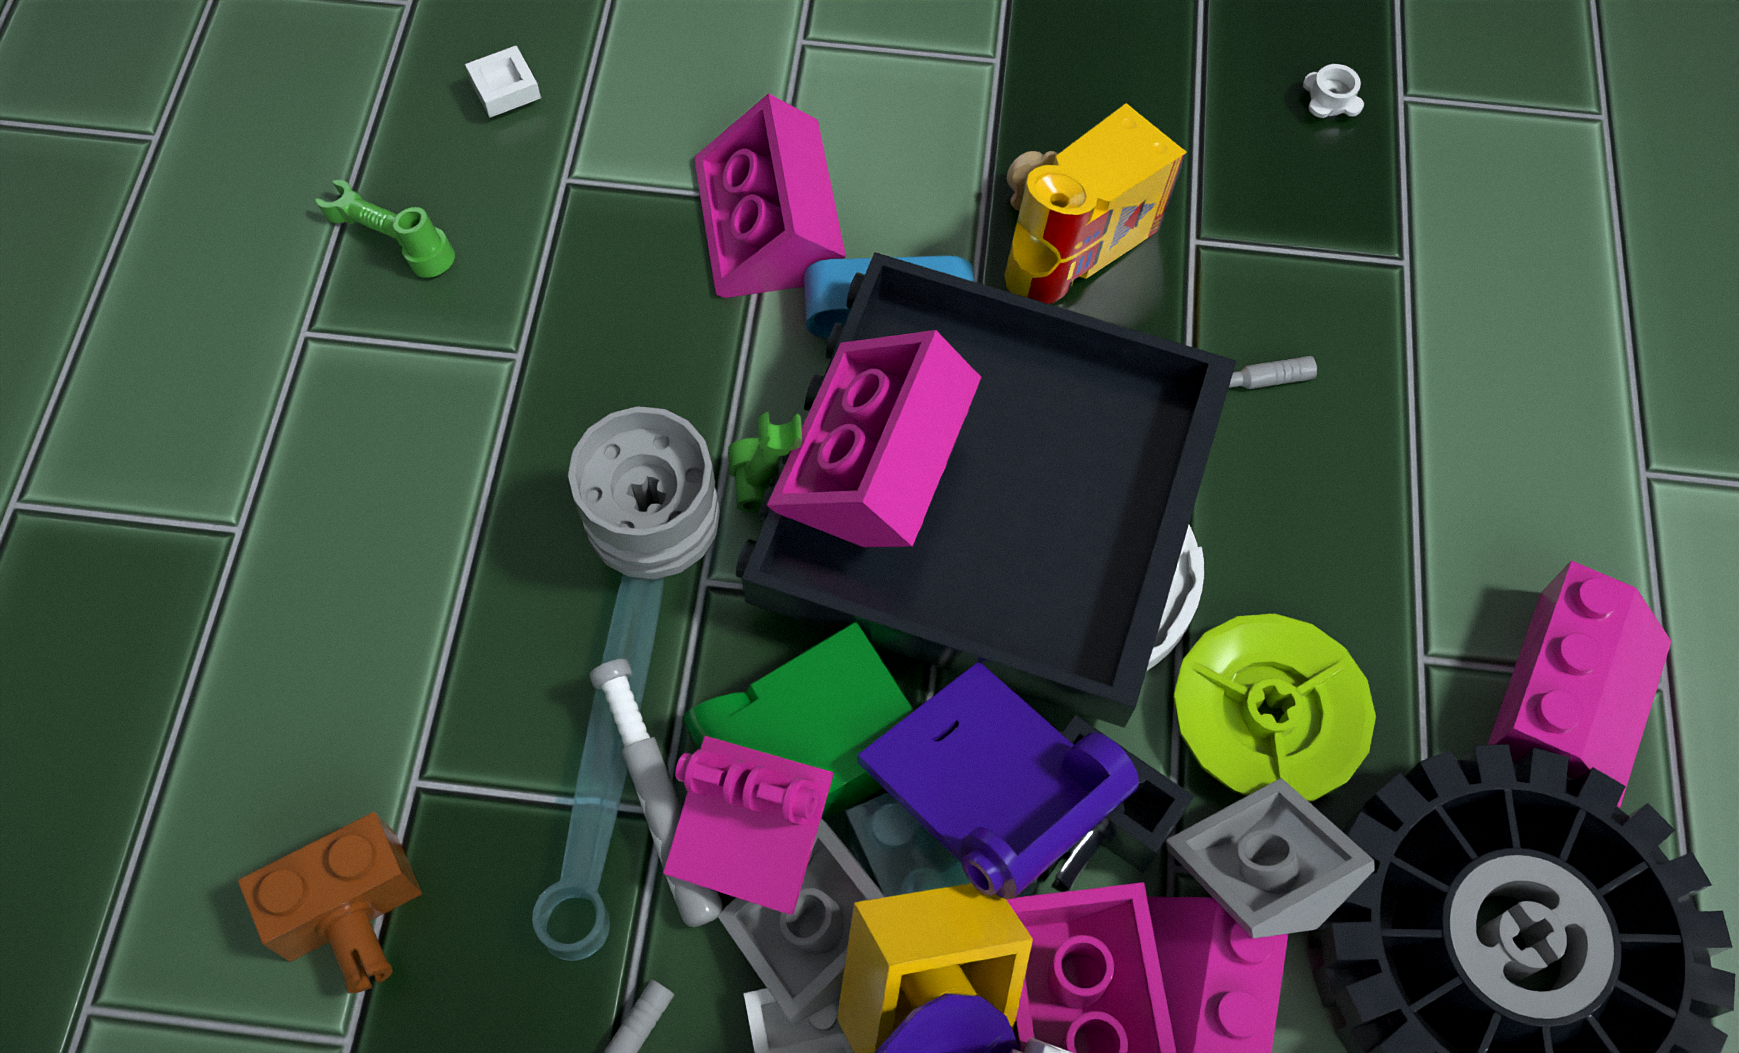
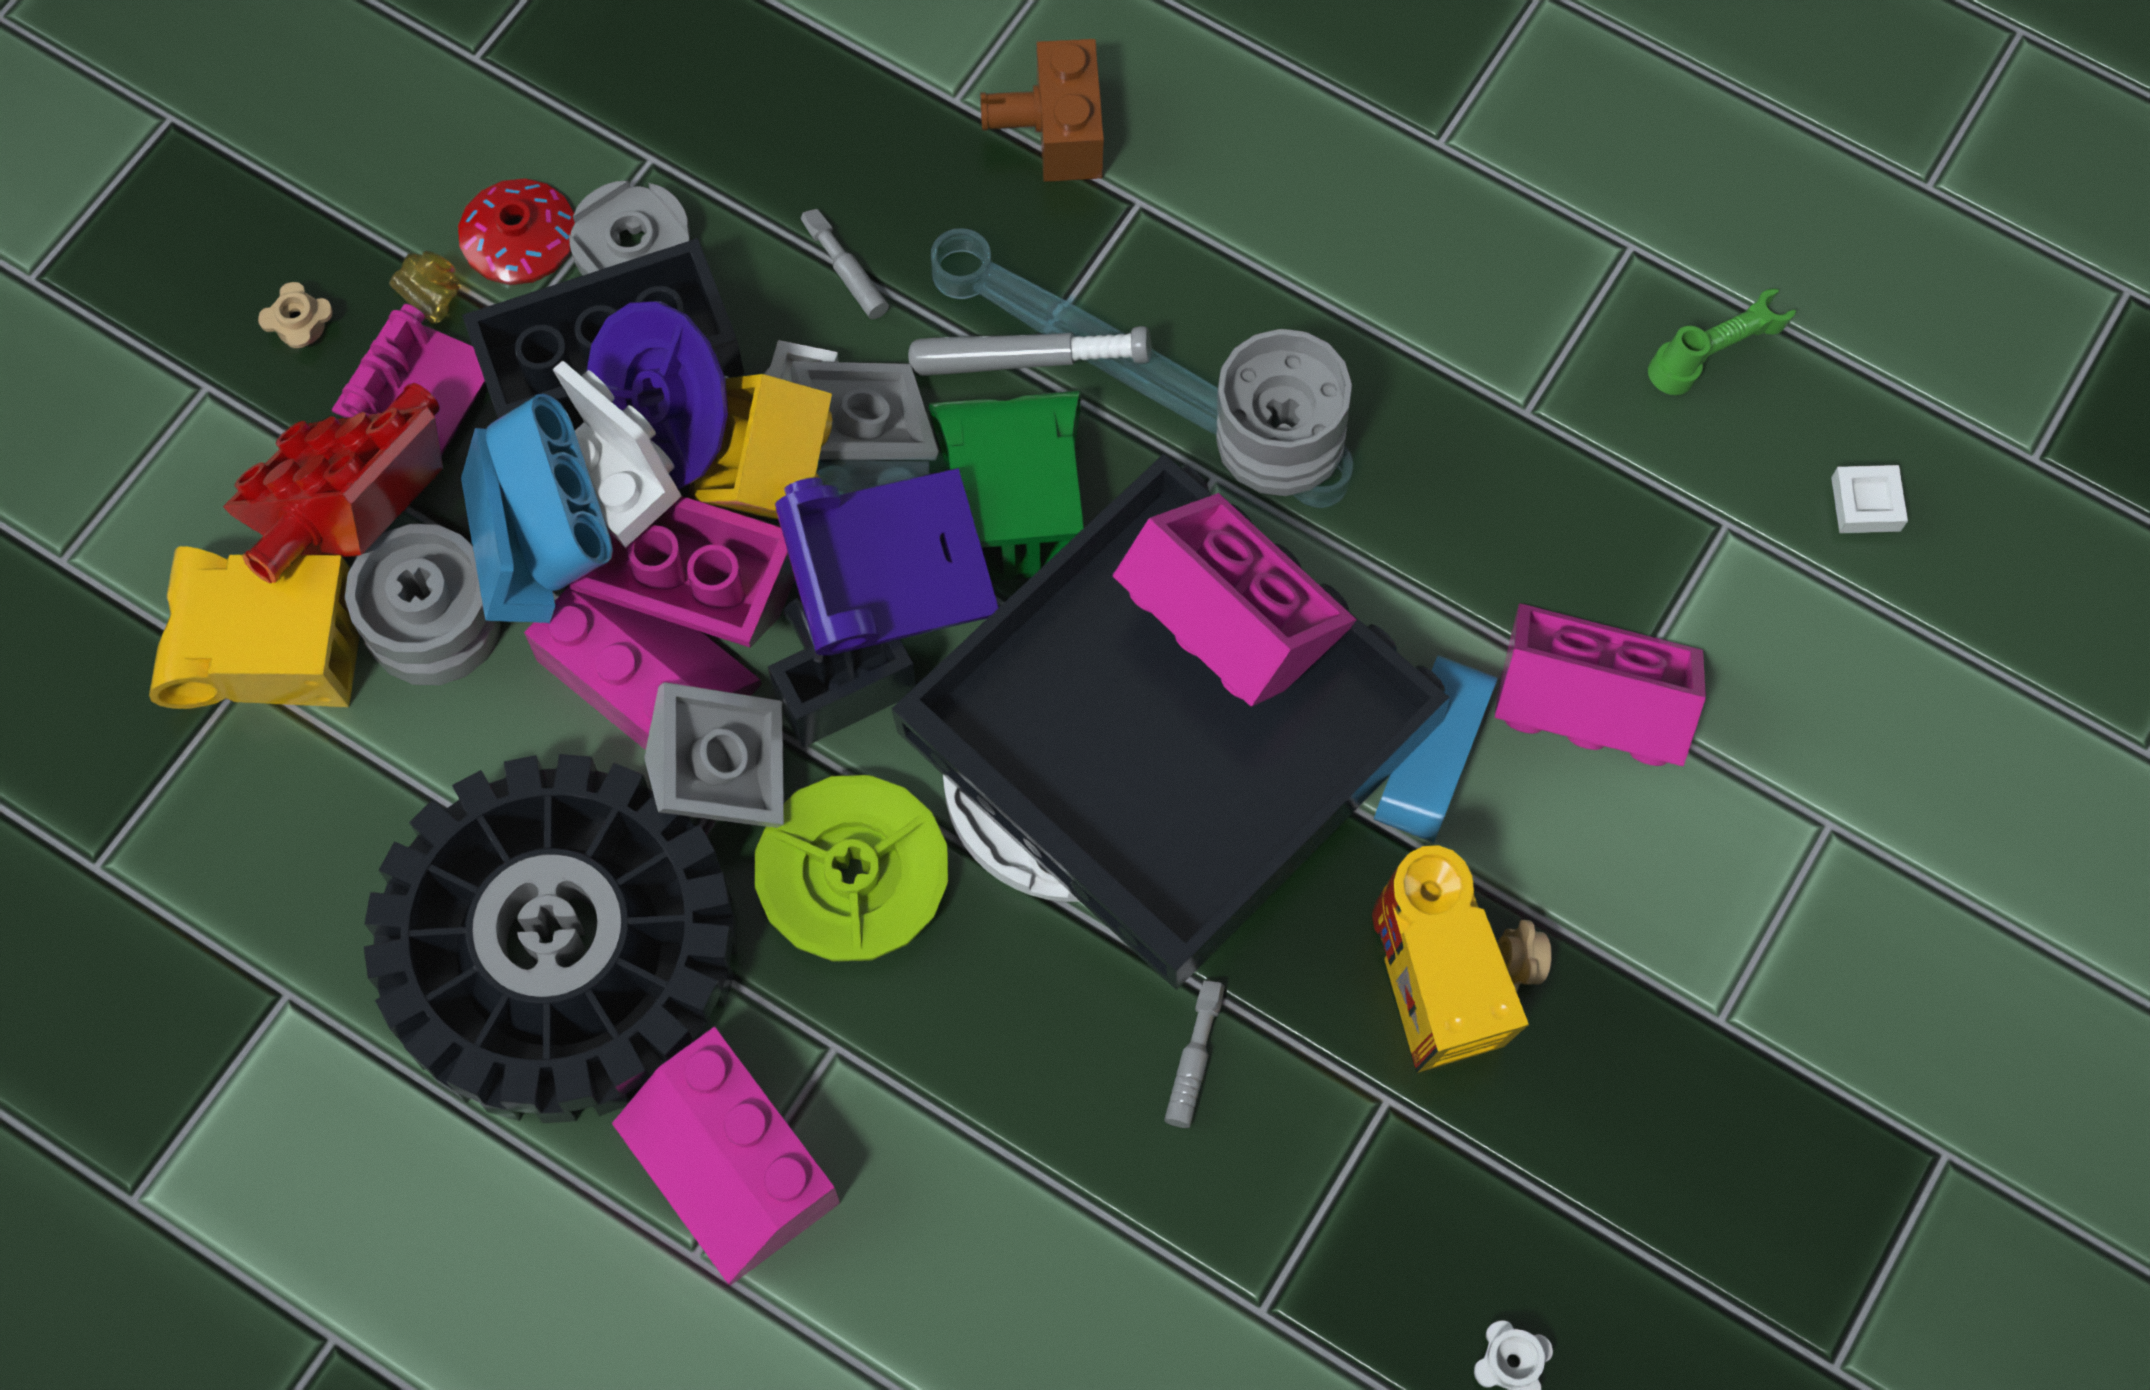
camera: 115 degrees right, 5 degrees up
(747, 823) = (958, 384): dark pink hinge -> none
(756, 459) = (1307, 546): bright green brick -> none

